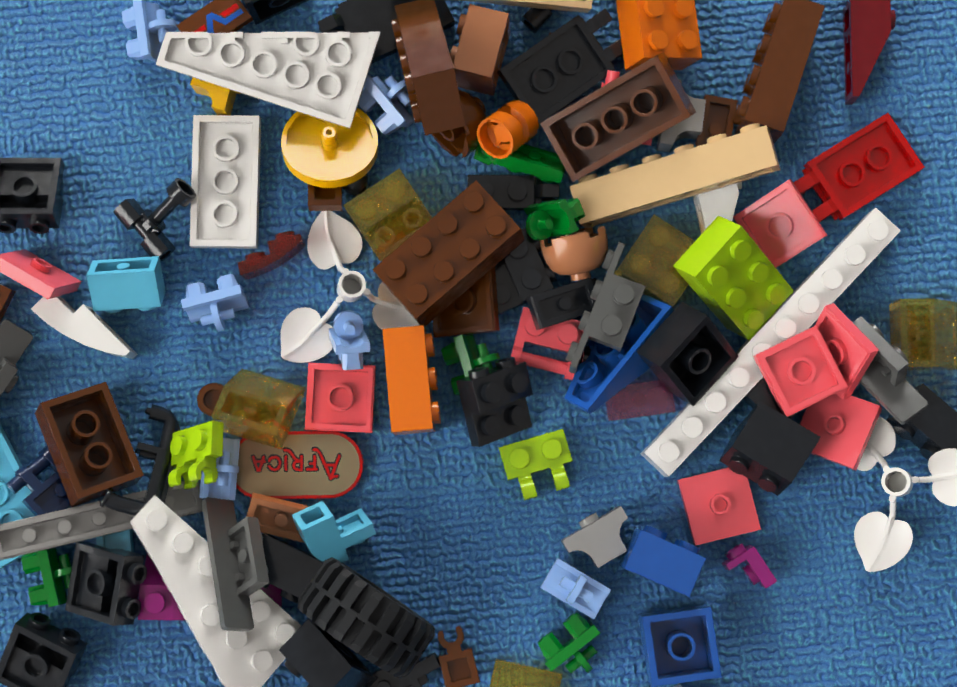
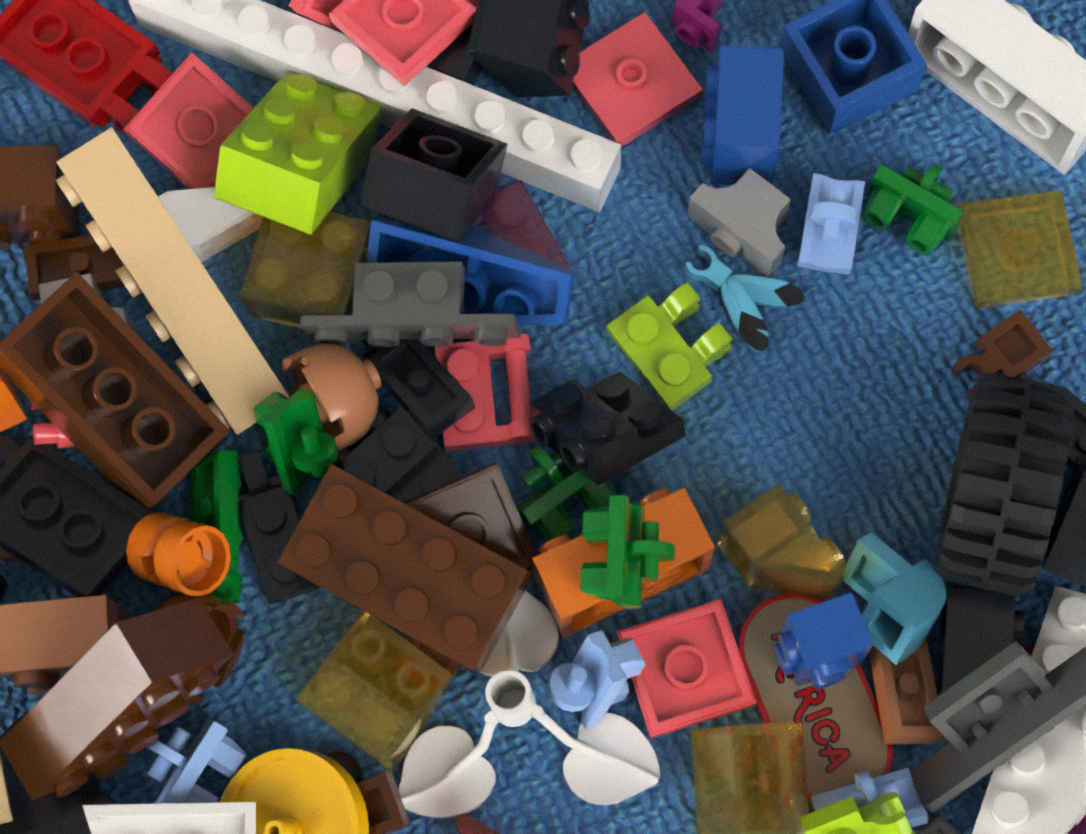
camera: 110 degrees left, 10 degrees down
(316, 475) = (823, 642): none -> blue brick
(383, 473) = (779, 549): none -> clear yellow slope
(401, 379) = (631, 552): none -> green hips
(555, 518) = (742, 294): none -> medium azure piece

